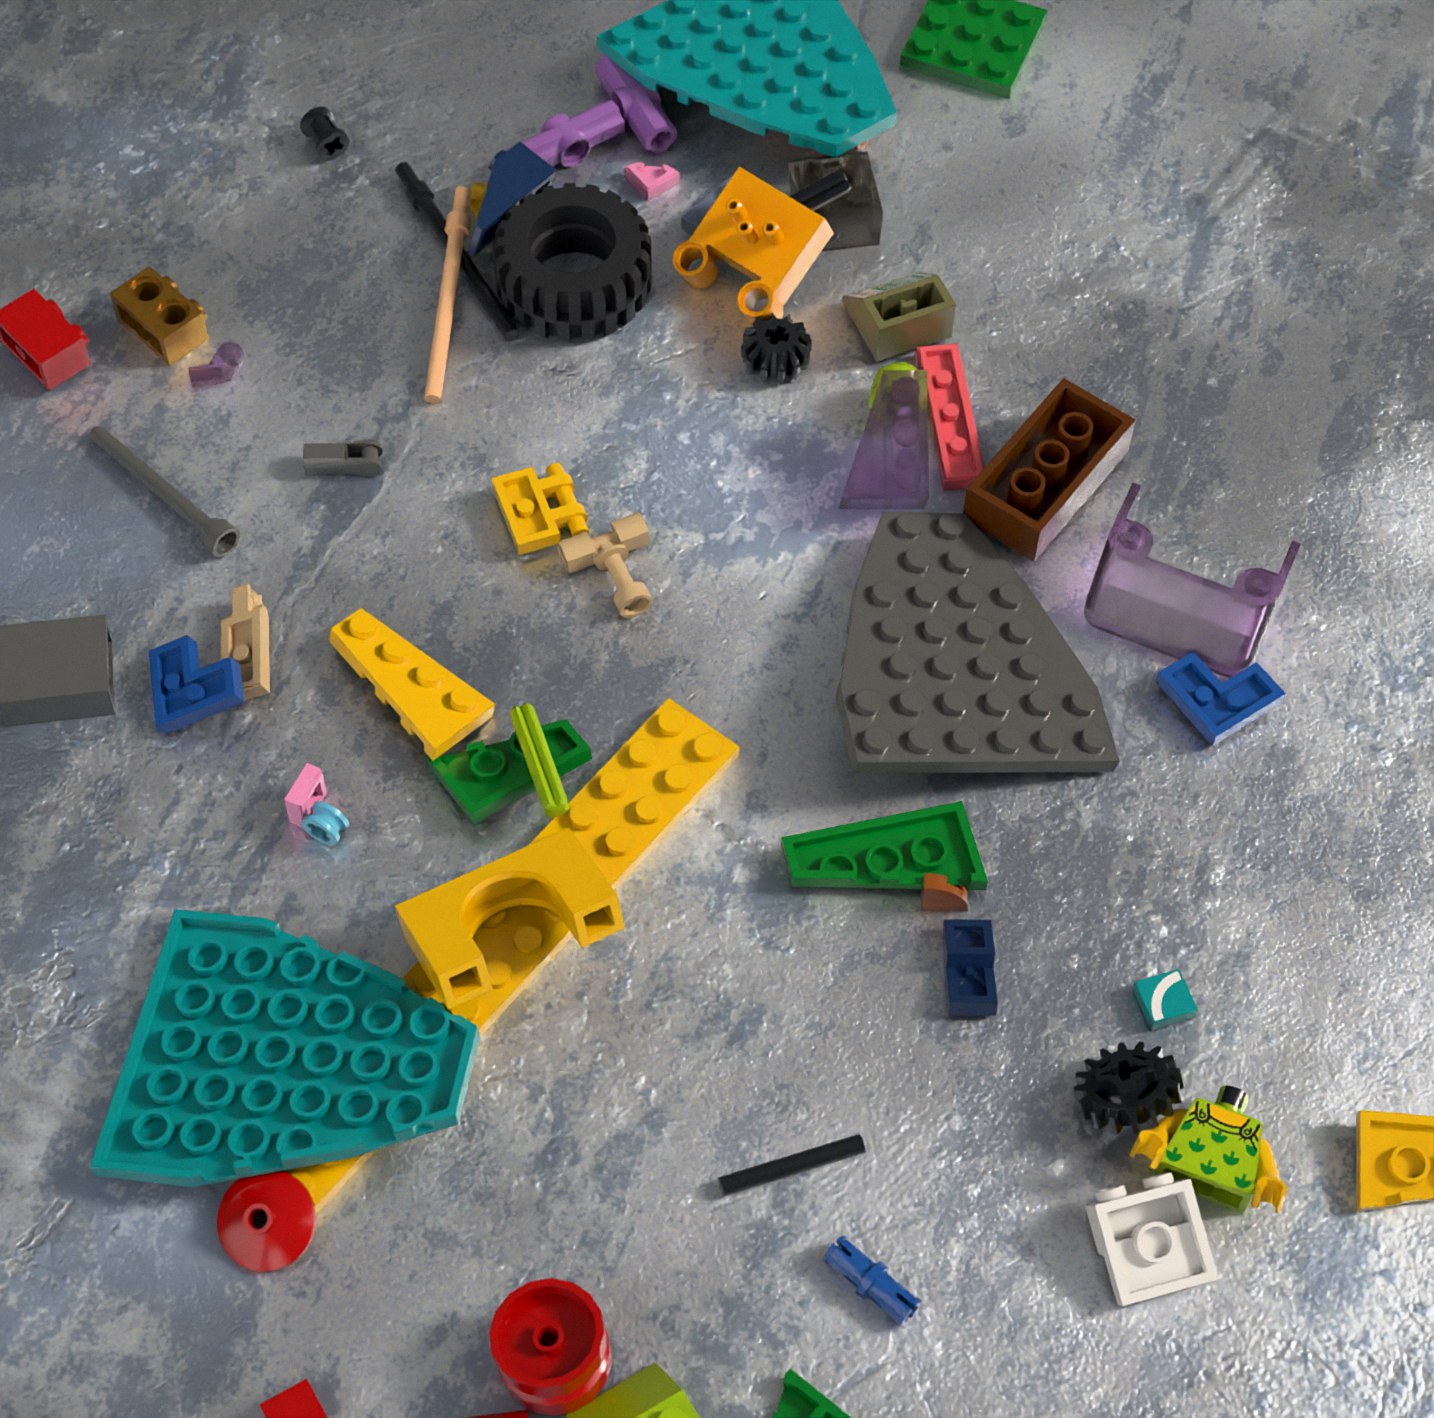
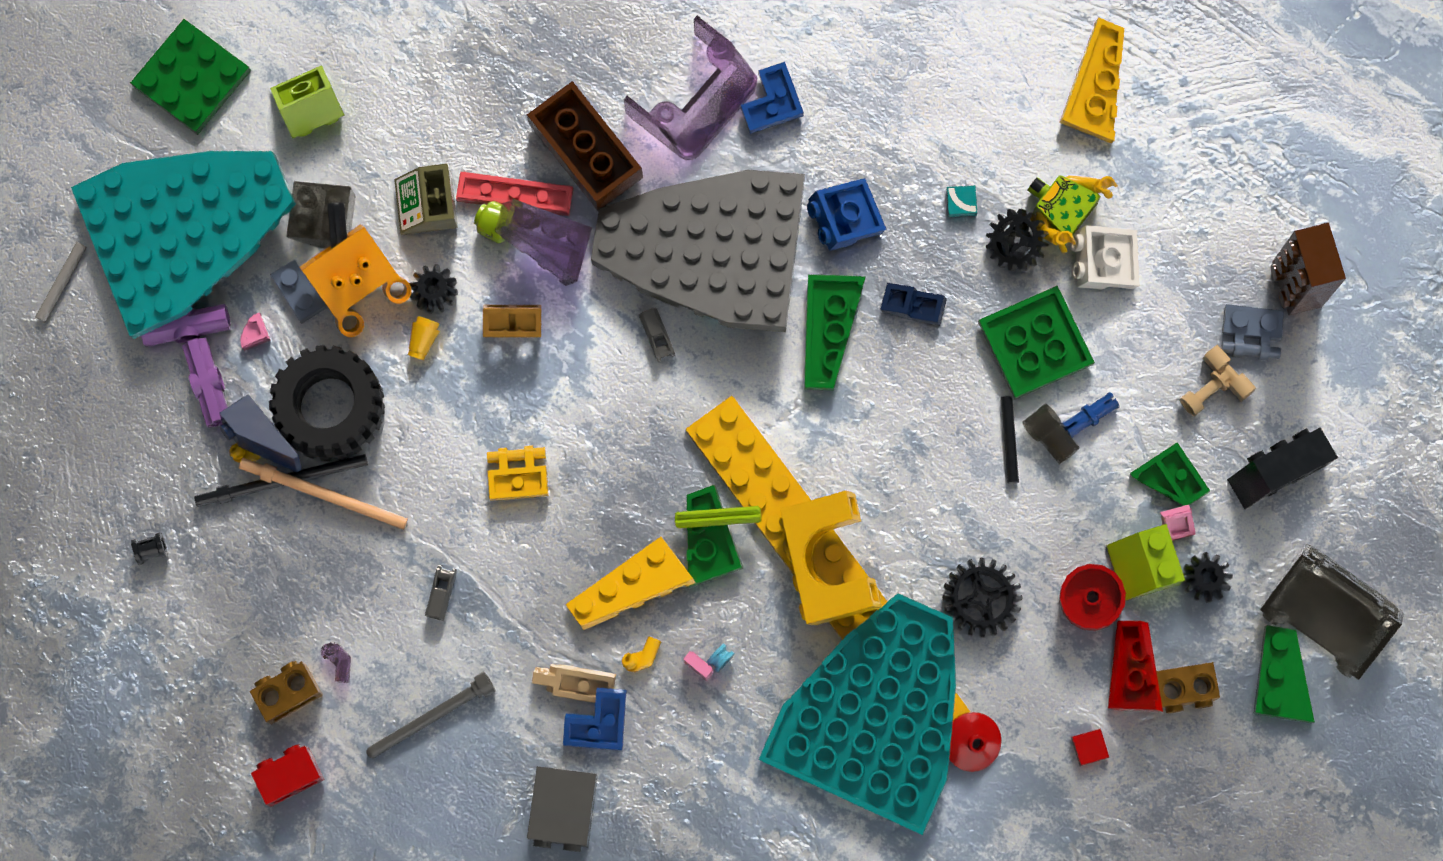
camera: 70 degrees left, 20 degrees up
(302, 725) = (642, 659): none -> yellow arm
(542, 1152) = (996, 592): none -> black gear
(609, 554) = (563, 438): tan bar -> none
(704, 353) = (422, 337): none -> yellow cone
(758, 441) = (511, 320): none -> pearl gold brick
(804, 628) = (656, 331): none -> dark grey bar
(825, 1212) = (1045, 427): none -> clear smoke piece
(941, 896) = (863, 305): dark orange tile -> none
(968, 1164) = (1036, 342): none -> green plate
(984, 155) = (307, 102): none -> lime slope
(1078, 831) = (845, 214): none -> blue plate

